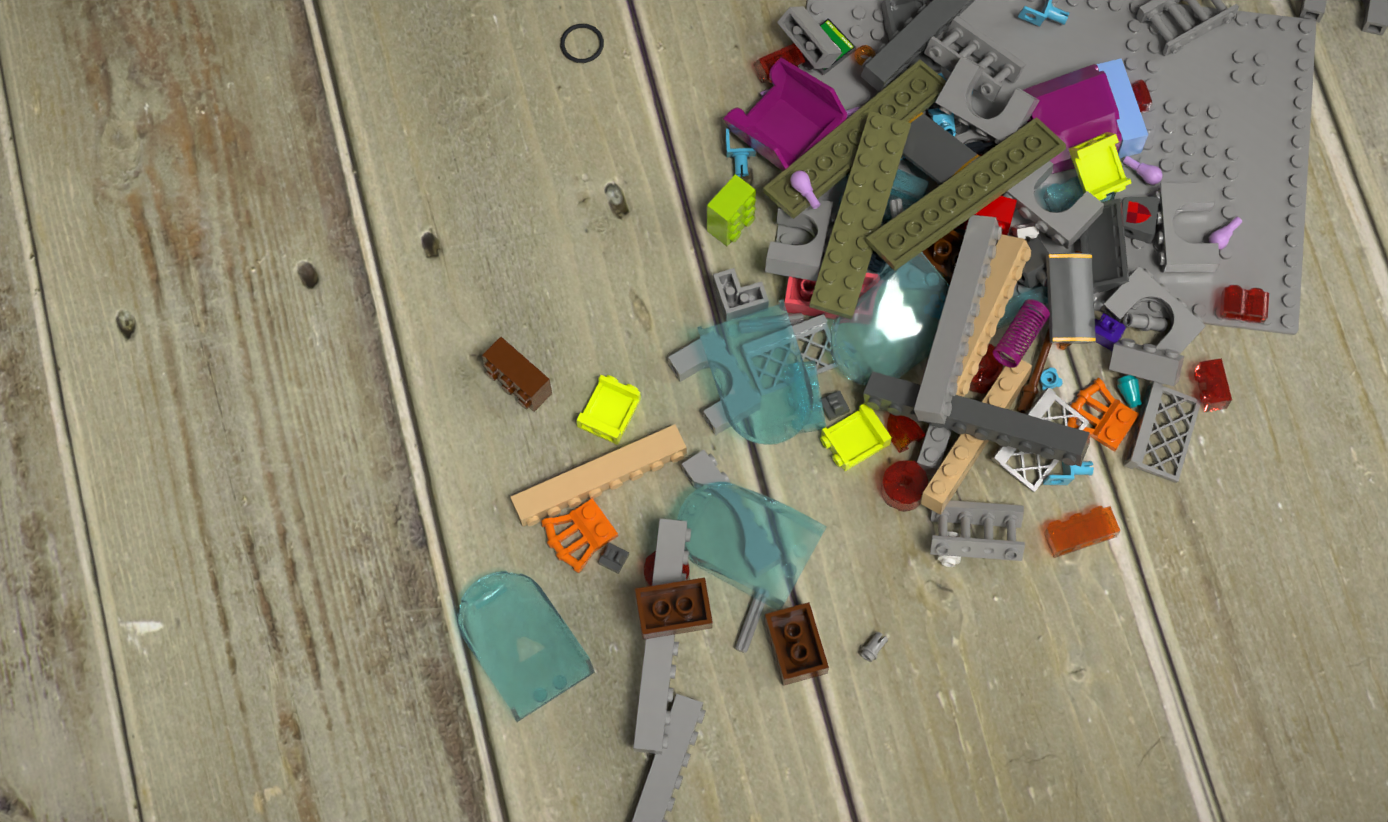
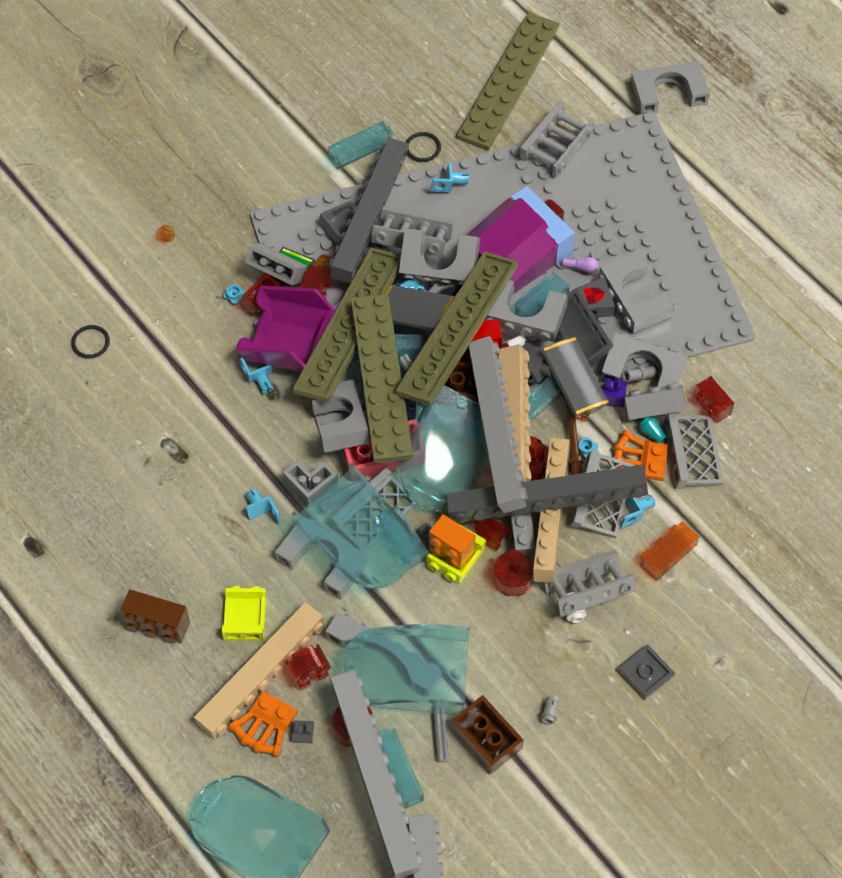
camera: 25 degrees left, 10 degrees down
(647, 493) = (307, 666): none -> clear red brick
(673, 608) = (377, 742): reddish brown brick -> none
(675, 298) = (260, 506): none -> medium azure bracket
(692, 657) = (401, 768): none -> clear light blue brick
(731, 210) = (274, 417): lime brick -> none
(754, 45) = (233, 289): none -> medium azure plate
(801, 182) = (322, 371): lavender piece -> none
(843, 76) = (317, 278): none -> clear red brick
(853, 426) = (451, 542): none -> orange brick
(994, 650) = (646, 672): none -> dark grey tile
(1012, 352) = (550, 432): magenta piece -> none
(1099, 166) = (549, 269): neon yellow panel -> none
(1223, 235) = (665, 286): lavender piece -> none
(1244, 304) = (707, 331): clear red brick -> none

